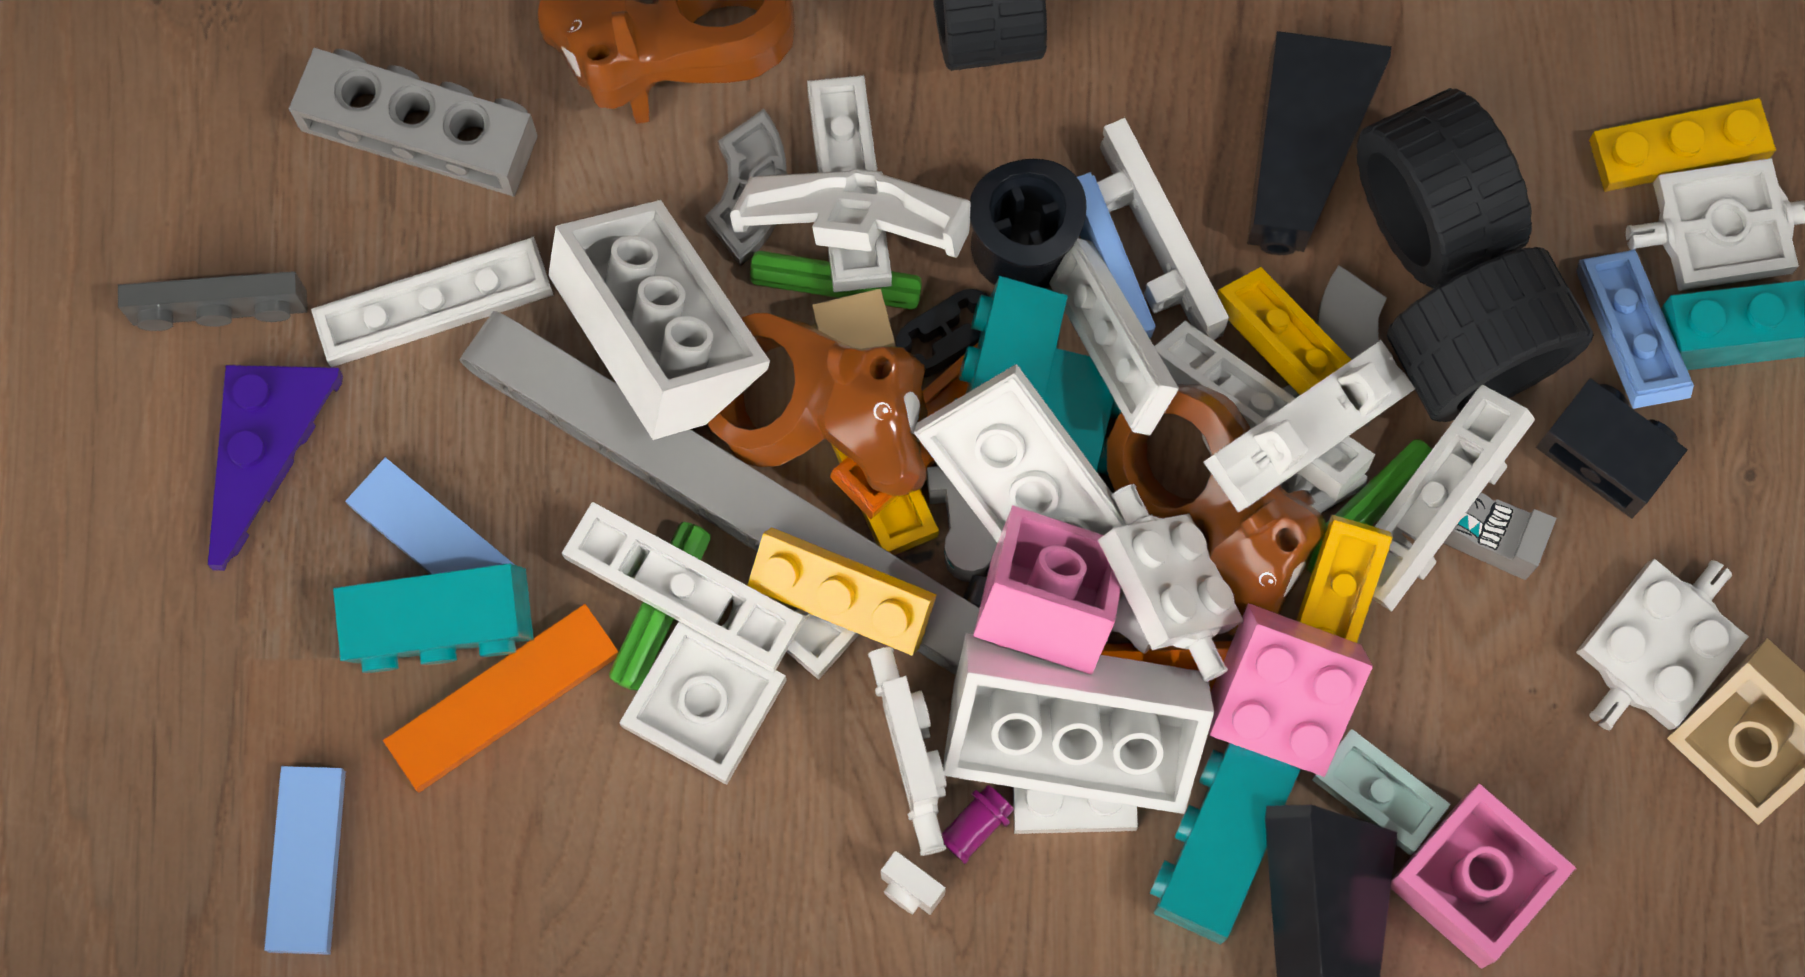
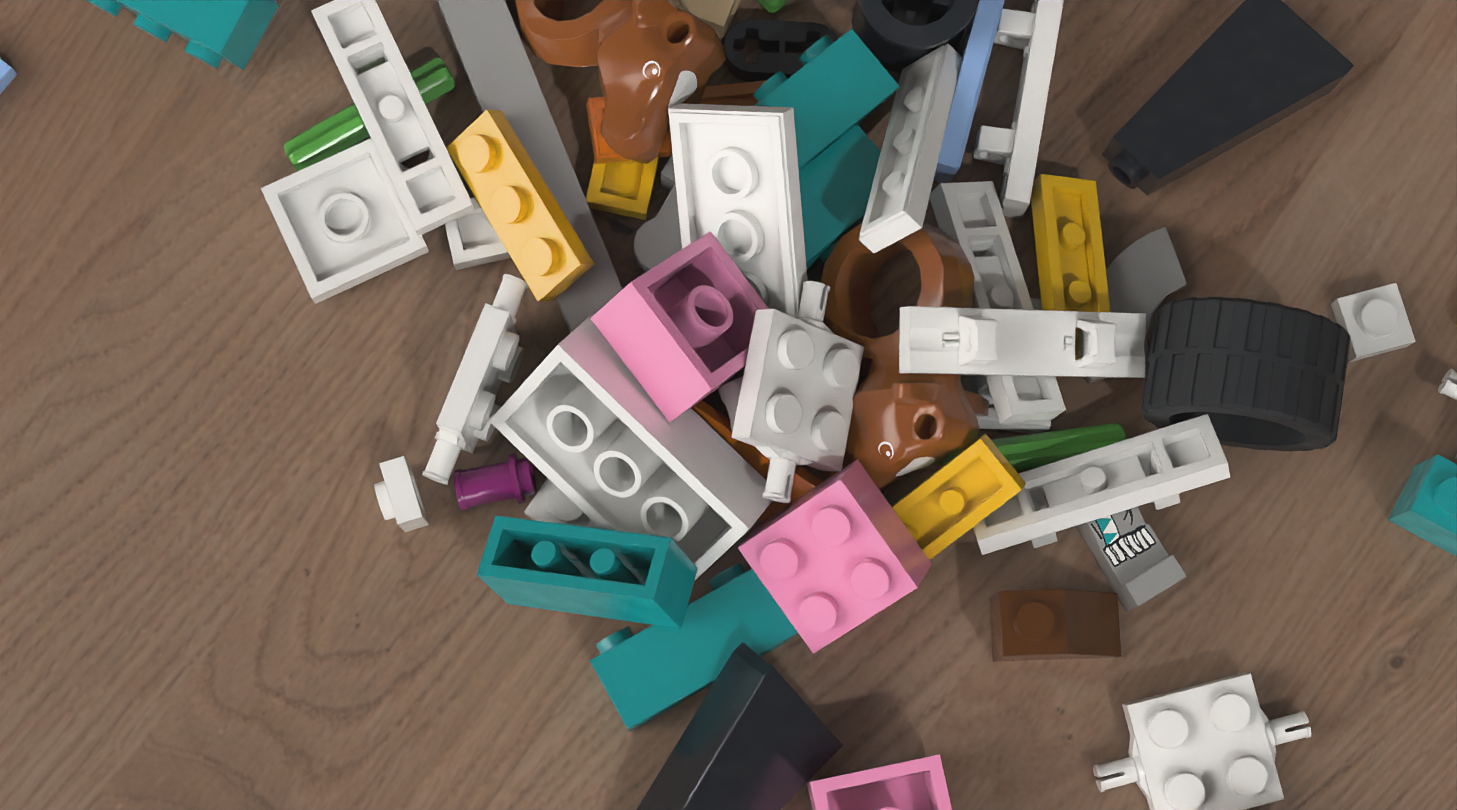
camera: 30 degrees right, 5 degrees up
(501, 698) = (184, 101): orange tile -> none
(1107, 837) = (588, 571): none -> teal brick
(1382, 791) = (859, 702): light aqua plate -> none
(1444, 186) = (1304, 216): black tyre -> none
(1480, 628) = (1054, 625): none -> reddish brown slope
(1552, 225) = (1374, 321): none -> white plate
(1612, 447) = (1288, 550): black brick -> none
(1634, 329) = (1385, 462): light blue tile -> none

